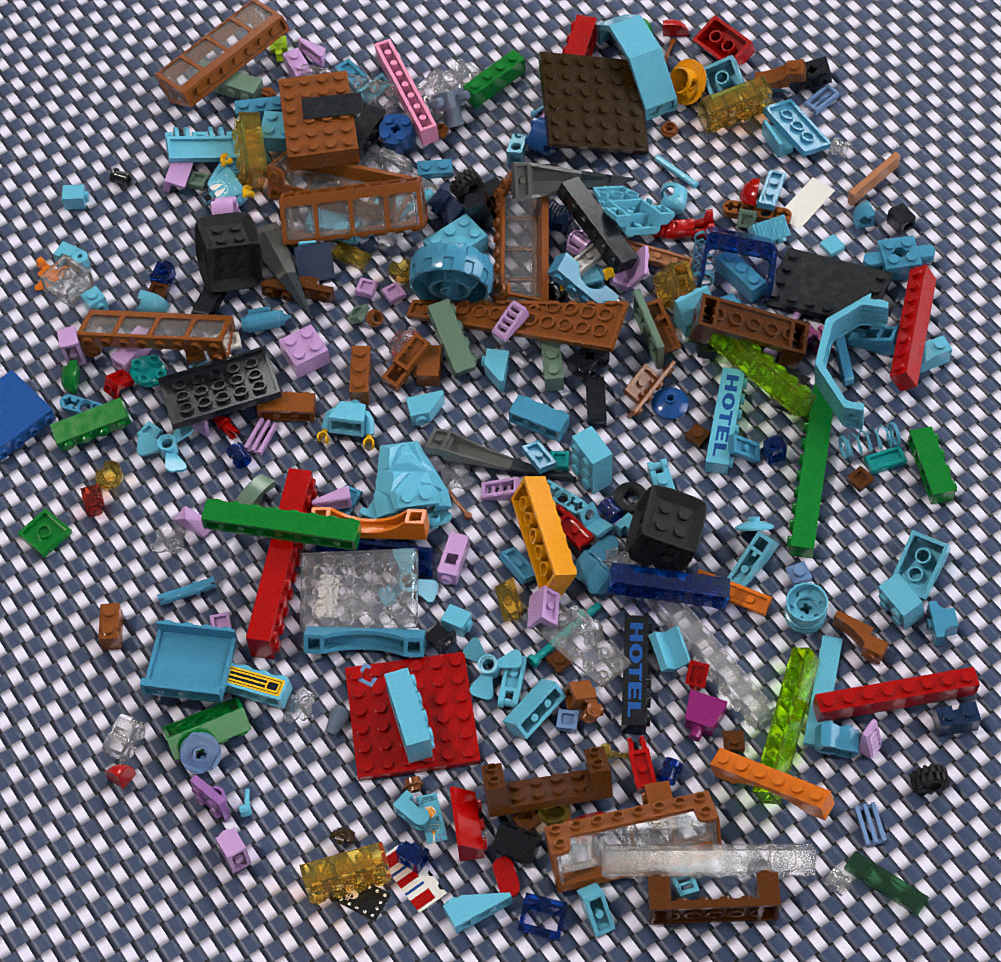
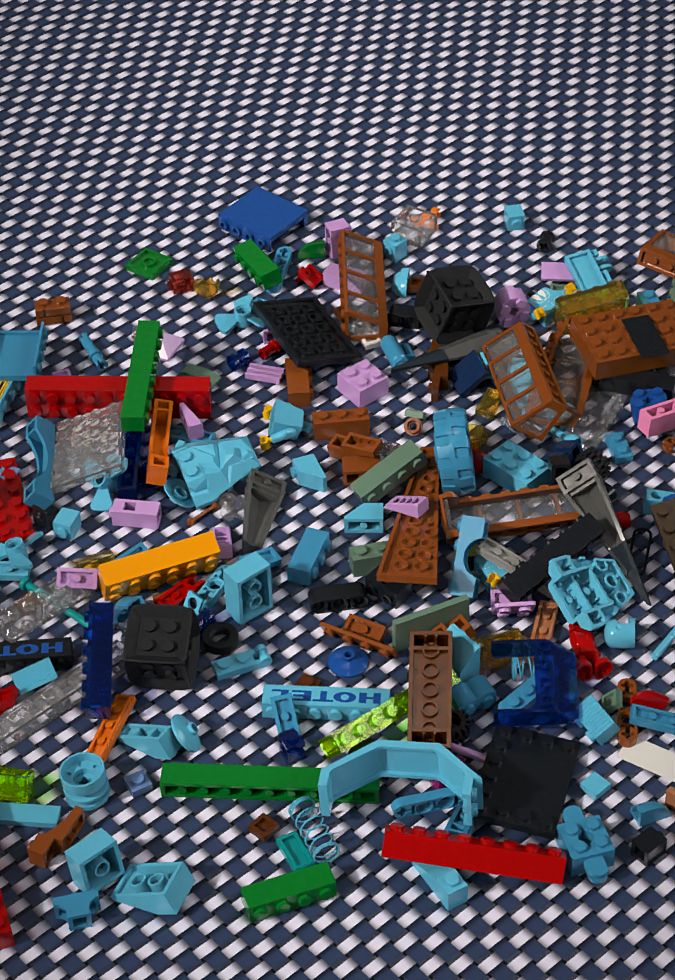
camera: 80 degrees right, 15 degrees down
(73, 252) = (446, 227): medium azure leg -> none
(147, 370) = (326, 291): teal dish -> none

